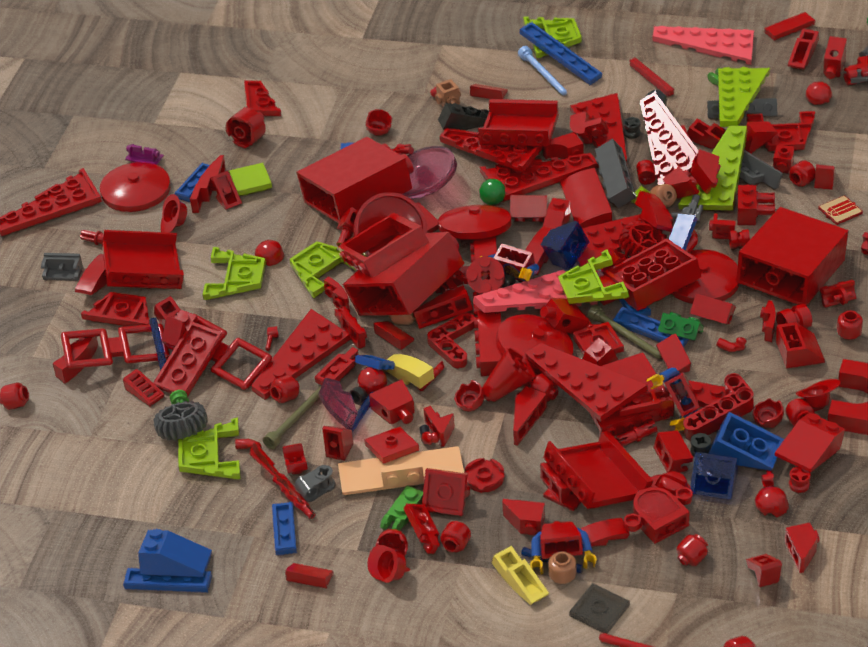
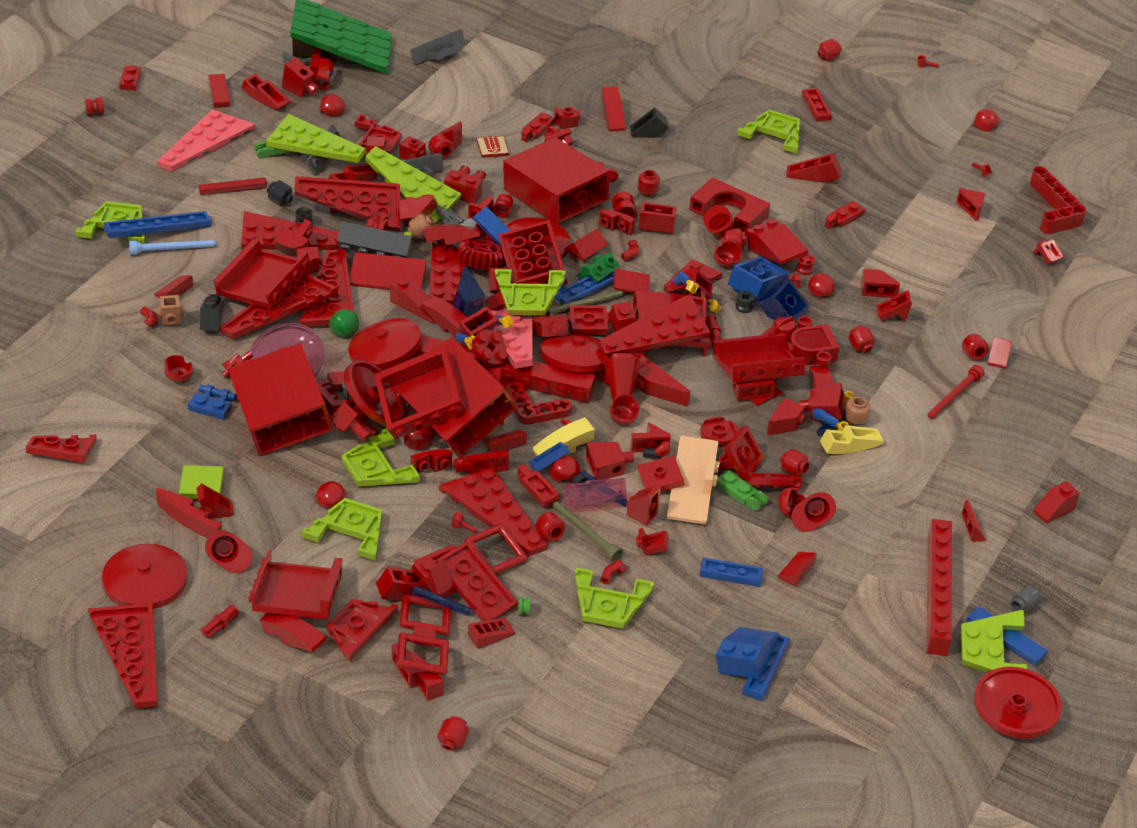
camera: 80 degrees left, 0 degrees up
(61, 266) = (254, 659): dark grey hinge -> none
(147, 155) = (96, 557): magenta hinge -> none
(180, 420) = (565, 606): dark grey gear -> none
(186, 189) = (171, 527): blue tile -> none
(246, 127) = (119, 461): red brick -> none
(281, 480) = (677, 556): red sword -> none
(314, 484) = (689, 534): dark grey piece -> none
(528, 207) = (381, 306): red slope -> none
(599, 608) = (899, 408): clear smoke tile -> none
(672, 451) = (746, 318): red hinge -> none
(705, 169) = (421, 184): red slope -> none
(737, 399) = (714, 262): red beam -> none

